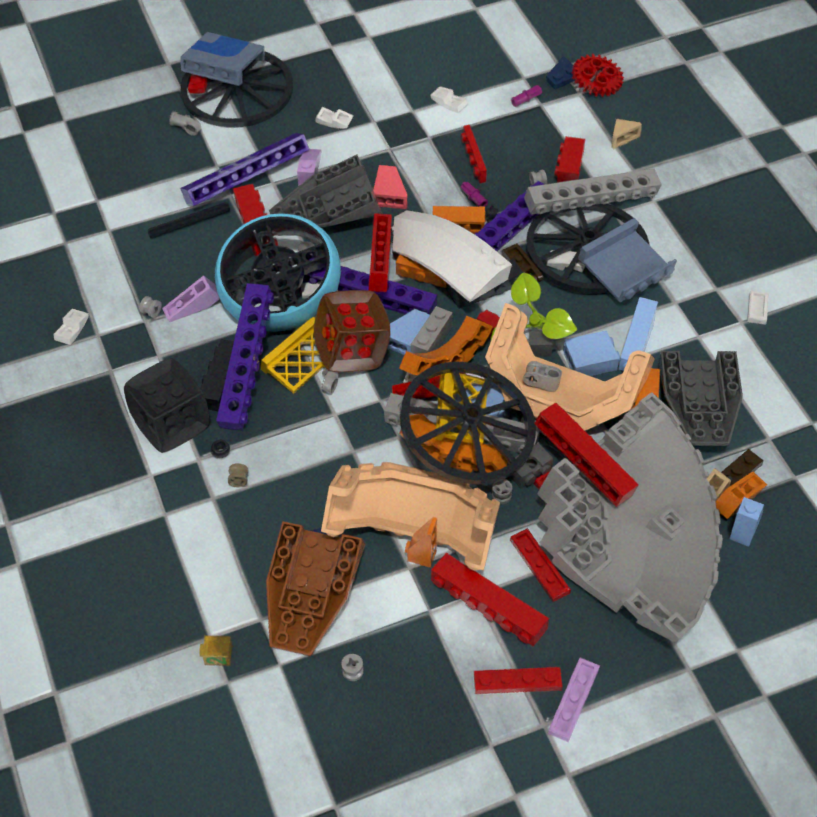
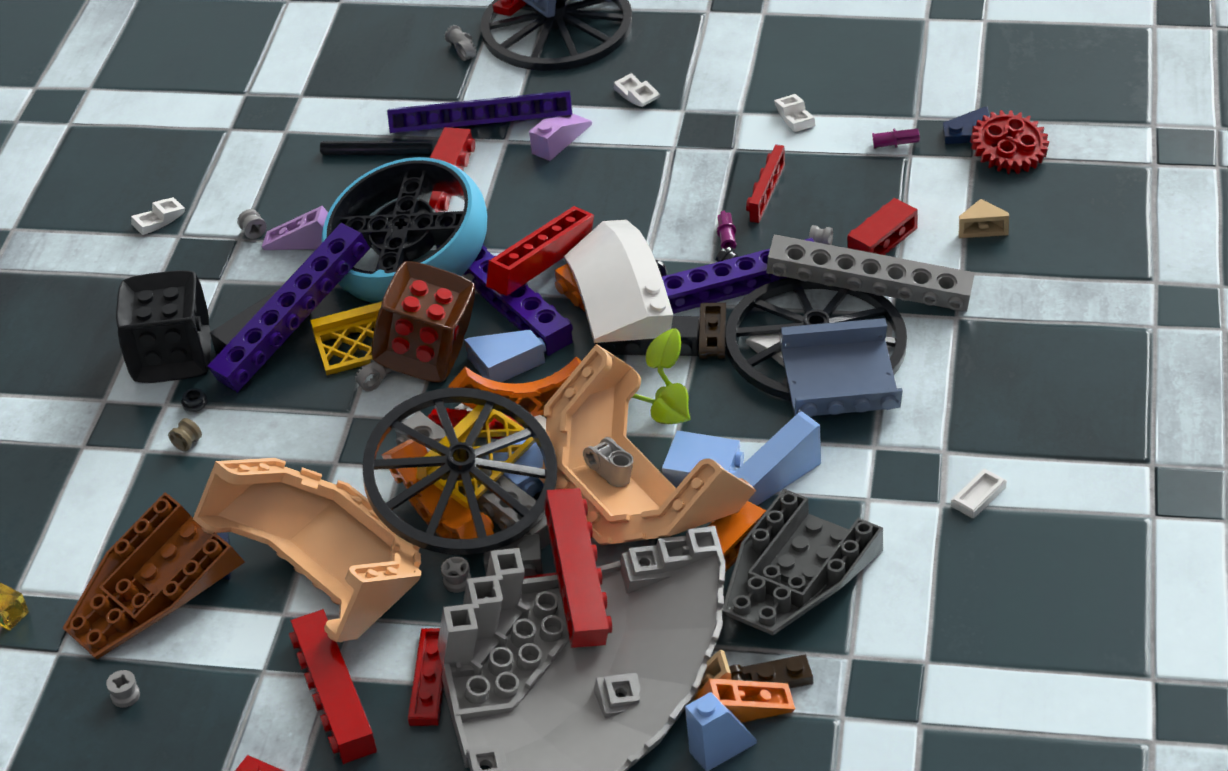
camera: 35 degrees right, 10 degrees down
(333, 195) = (548, 173): dark grey wedge -> none
(389, 188) = (626, 188): coral slope -> none
(423, 544) = (305, 586): orange slope -> none
(433, 331) = (531, 362): light grey brick -> none
(465, 216) = (679, 249): orange brick -> none
(541, 344) = (648, 431): dark grey brick -> none

